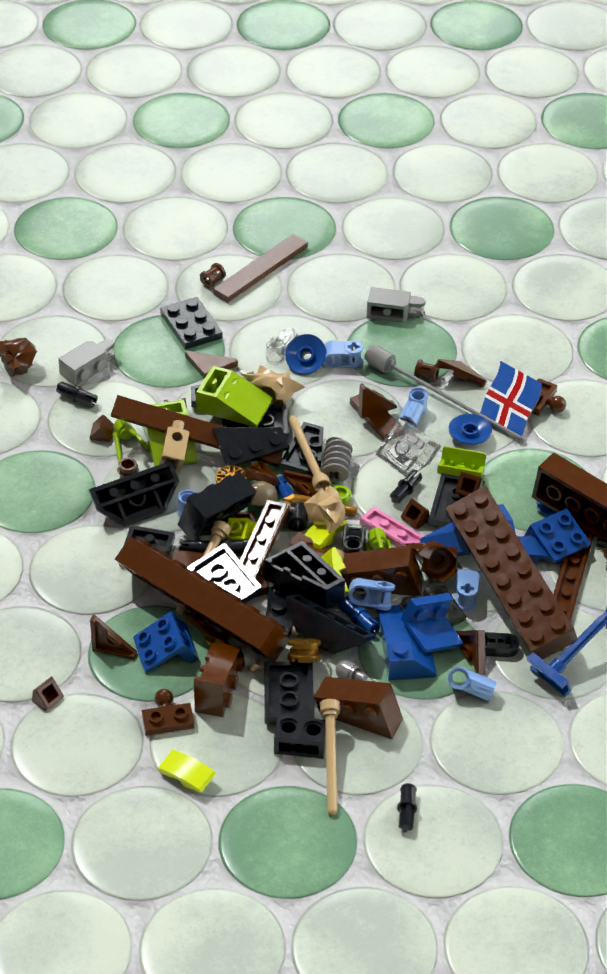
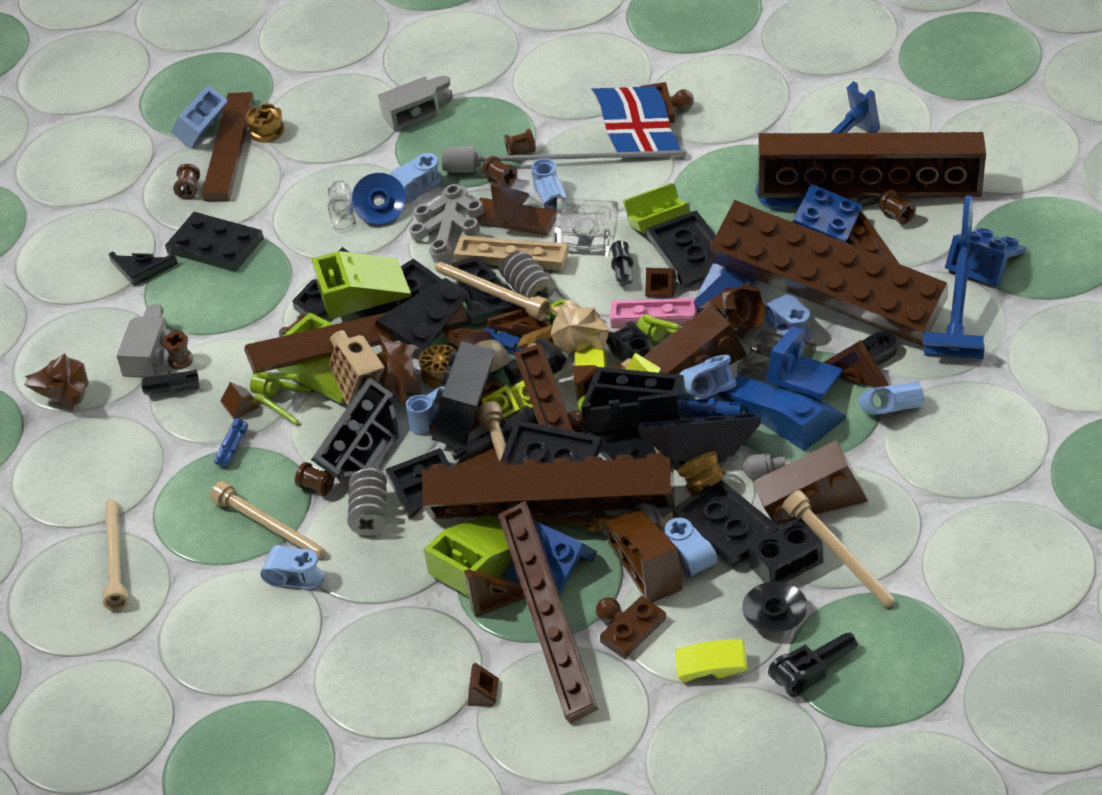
camera: 30 degrees left, 0 degrees up
(21, 551) = (289, 567): none -> light blue piece
(33, 482) = (225, 496): none -> tan piece
(70, 452) = (231, 443): none -> blue axle
(88, 506) = (314, 479): none -> reddish brown bush
(99, 379) = (177, 348): none -> reddish brown bush
(101, 538) = (367, 502): none -> light grey piece
(123, 675) = (548, 612): none -> reddish brown tile
(127, 467) = (312, 419): reddish brown plate -> none
(127, 607) = (472, 546): none -> lime slope
(137, 313) = (141, 265): none -> black tile
(199, 467) = (398, 370): none -> reddish brown hair
(203, 362) = (280, 270): tile -> none
(236, 815) = (806, 666): none -> black connector
(248, 691) = (693, 550): none -> light blue piece
(257, 238) = (199, 116): none -> light blue brick
(257, 757) = (774, 606): none -> black dish
(276, 385) = (387, 242): tan hair -> none
(294, 264) = (265, 123): none -> pearl gold wheel
(334, 426) = (494, 250): none -> tan plate
(350, 381) = (451, 198): none -> light grey plant
(396, 383) = (496, 170): none -> reddish brown bush
(407, 807) = (956, 549): black axle -> none
(462, 371) = (558, 123): reddish brown tile -> none
(468, 484) = (690, 221): reddish brown slope -> none
(470, 429) = (626, 172): blue dish -> none

